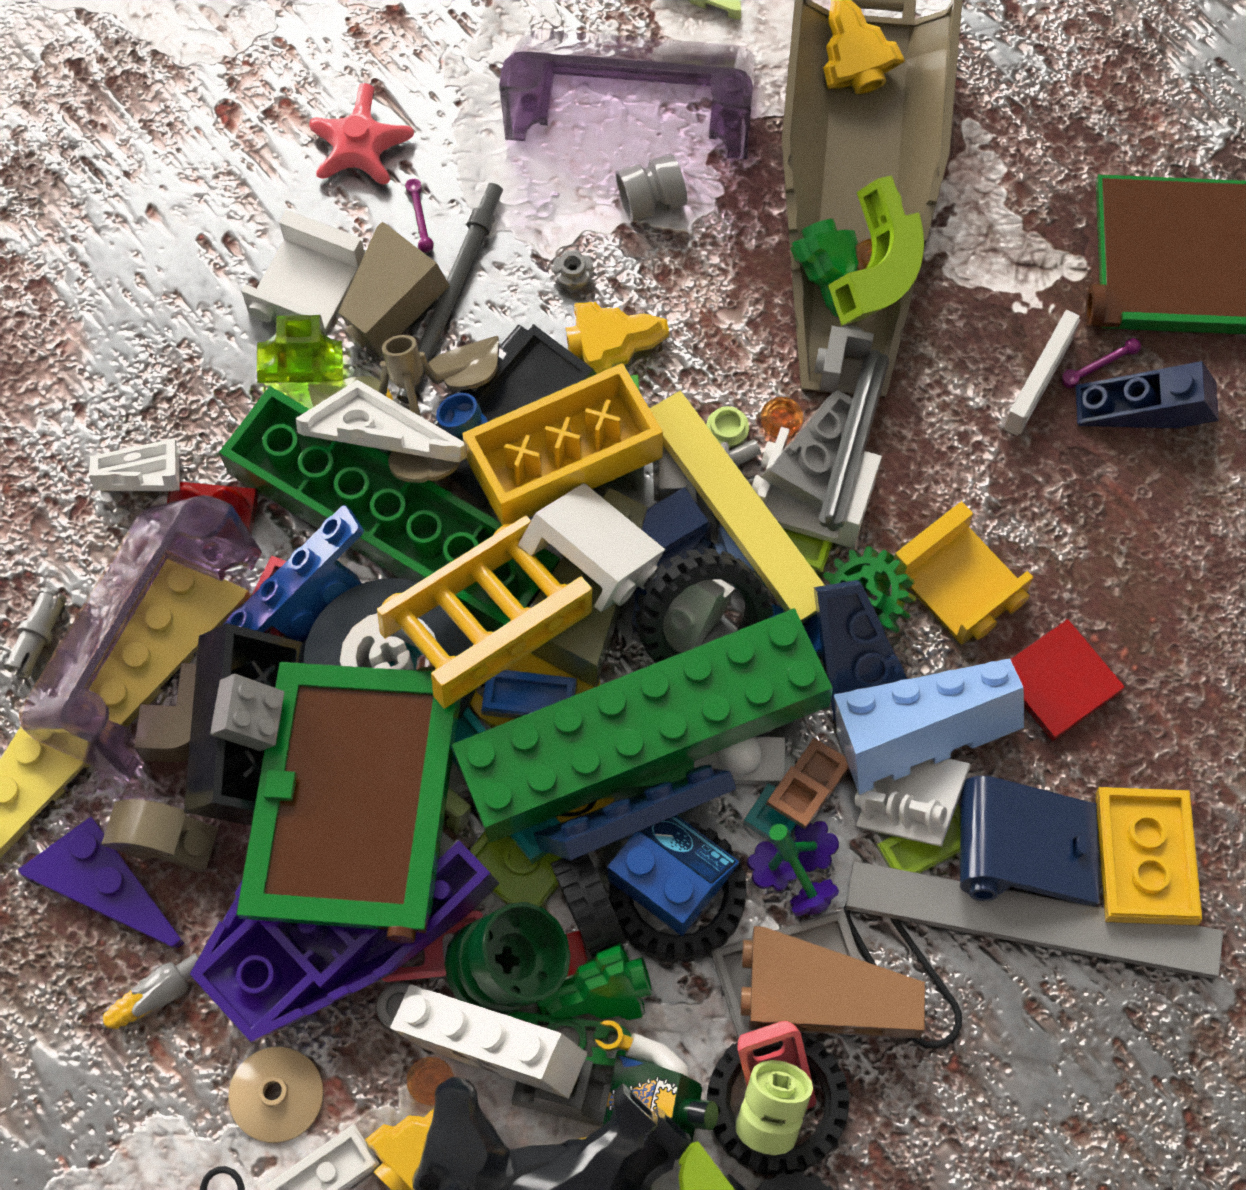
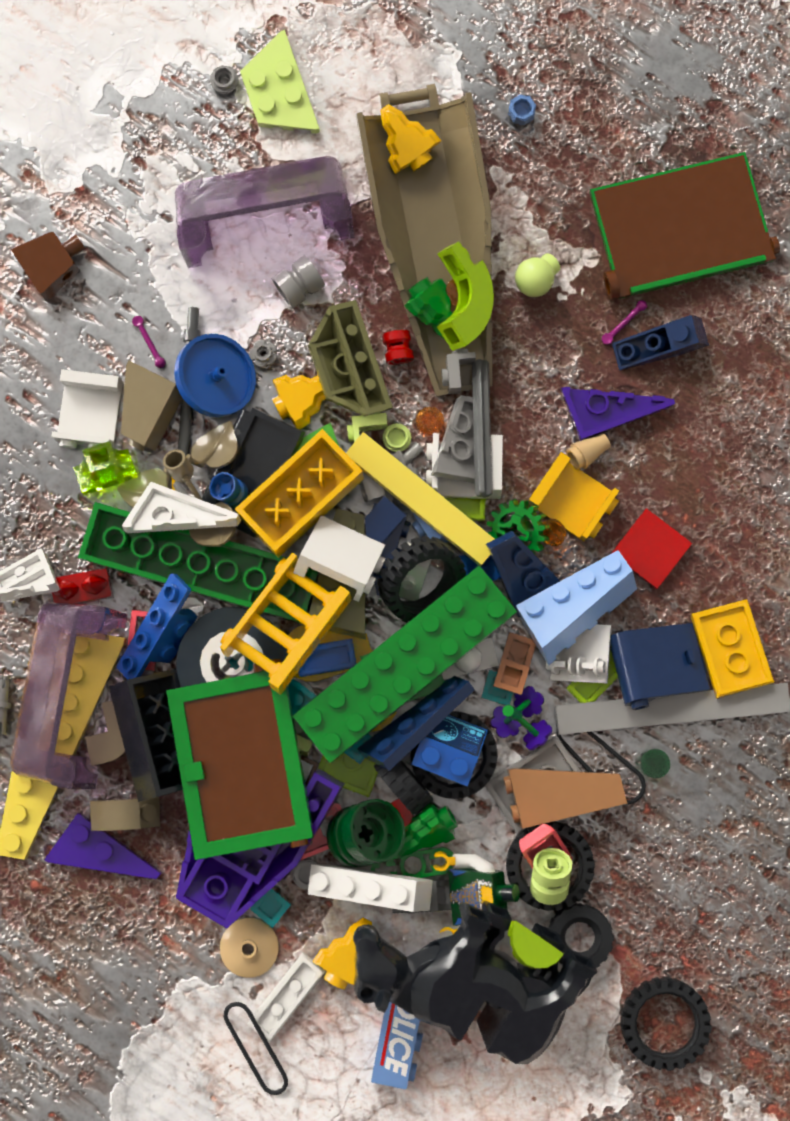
camera: 15 degrees left, 15 degrees up
(153, 992) = (156, 907): light grey piece -> none
(247, 712) = (159, 733): light grey piece -> none
(319, 78) = (49, 262): none -> reddish brown torso
(329, 1040) = (271, 907): none -> teal tile
(358, 139) = (90, 299): coral animal -> none
(425, 1077) = (339, 914): clear orange plate -> none
(495, 272) = (215, 375): none -> blue piece
(688, 298) = (348, 362): none -> olive wedge
(699, 390) = (366, 423): none -> yellowish green bracket
(765, 307) = (398, 347): none -> red wheel
(922, 616) = (555, 533): none -> clear orange plate
(985, 995) = (655, 763): none -> clear green plate
(991, 264) = (536, 275): none -> yellowish green piece
(1001, 516) = (587, 451): none -> tan cone
(1028, 56) = (522, 109): none -> medium blue tile
(1040, 470) = (602, 411): none -> dark purple wing
(1042, 373) = (589, 343): white tile -> none

